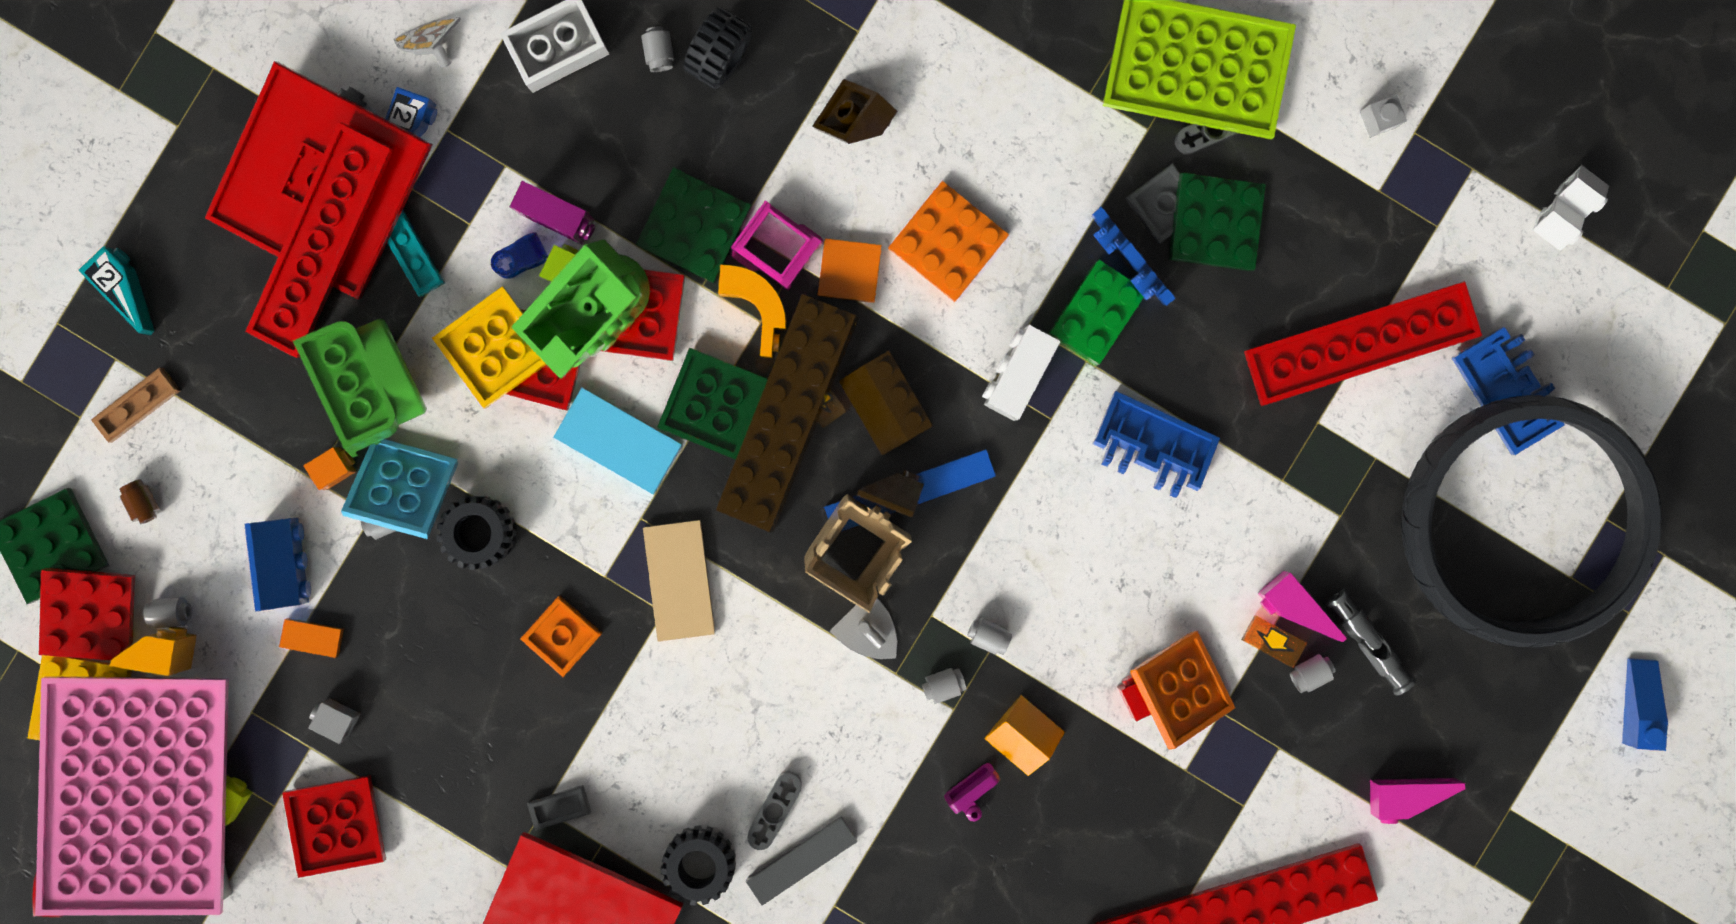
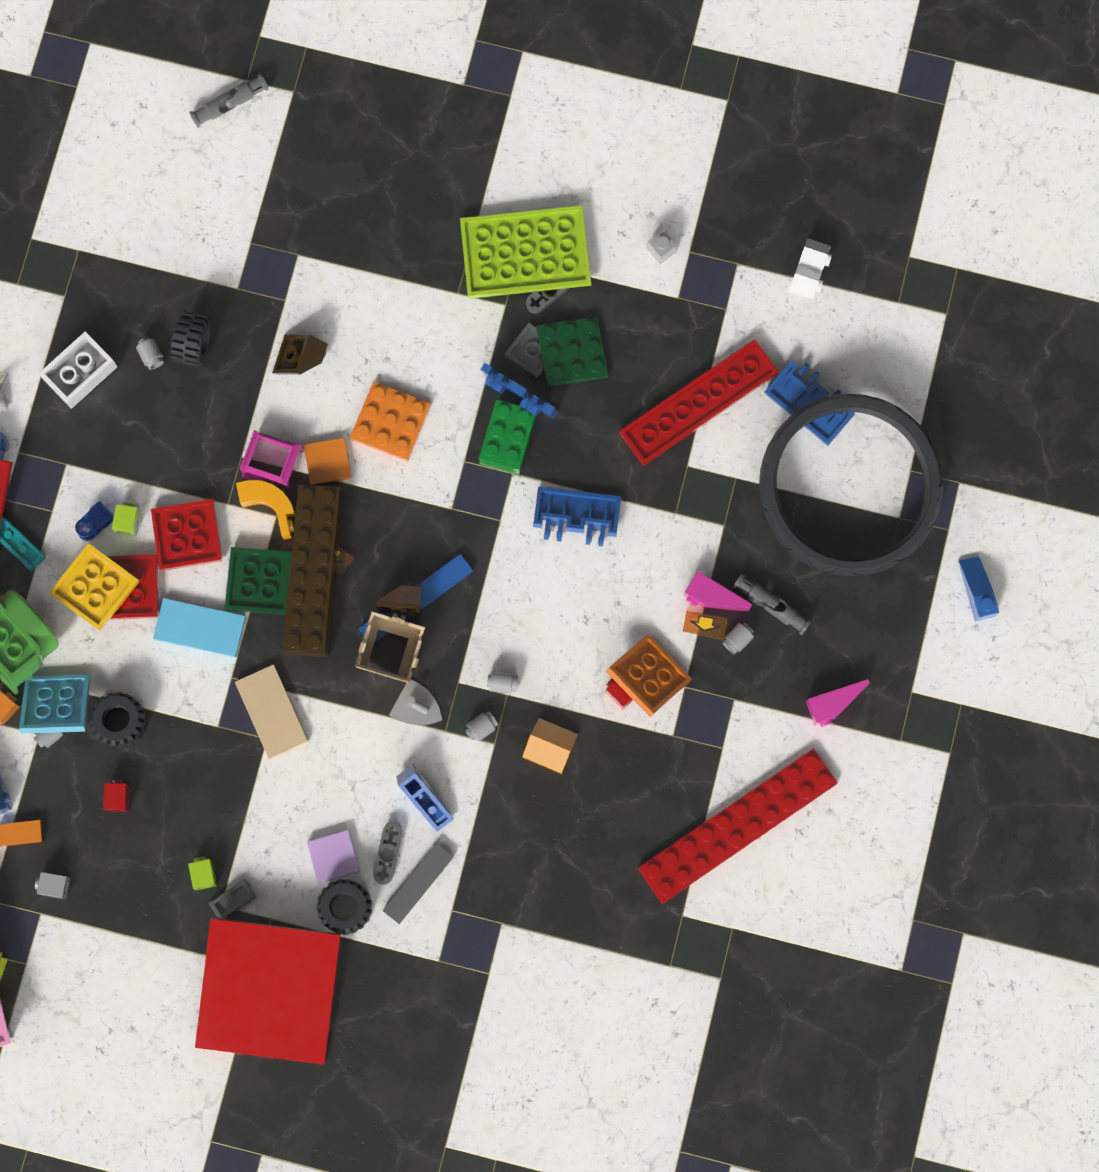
camera: 15 degrees left, 10 degrees down
(334, 826) = (73, 962): red plate -> none
(447, 630) = (116, 796): none -> red brick
(529, 765) = (202, 873): none -> lime brick
(553, 213) = (109, 483): magenta window -> none
(561, 636) = (198, 777): orange tile -> none
(584, 307) = (150, 536): bright green brick -> none
(693, 225) = (209, 464): dark green plate -> none
(703, 792) = (333, 856): none -> lavender tile
(842, 753) = (424, 797): none -> slope
(885, 403) = (380, 543): dark brown slope -> none
(970, 789) = (518, 800): magenta piece -> none
(1020, 372) = (465, 492): white brick -> none

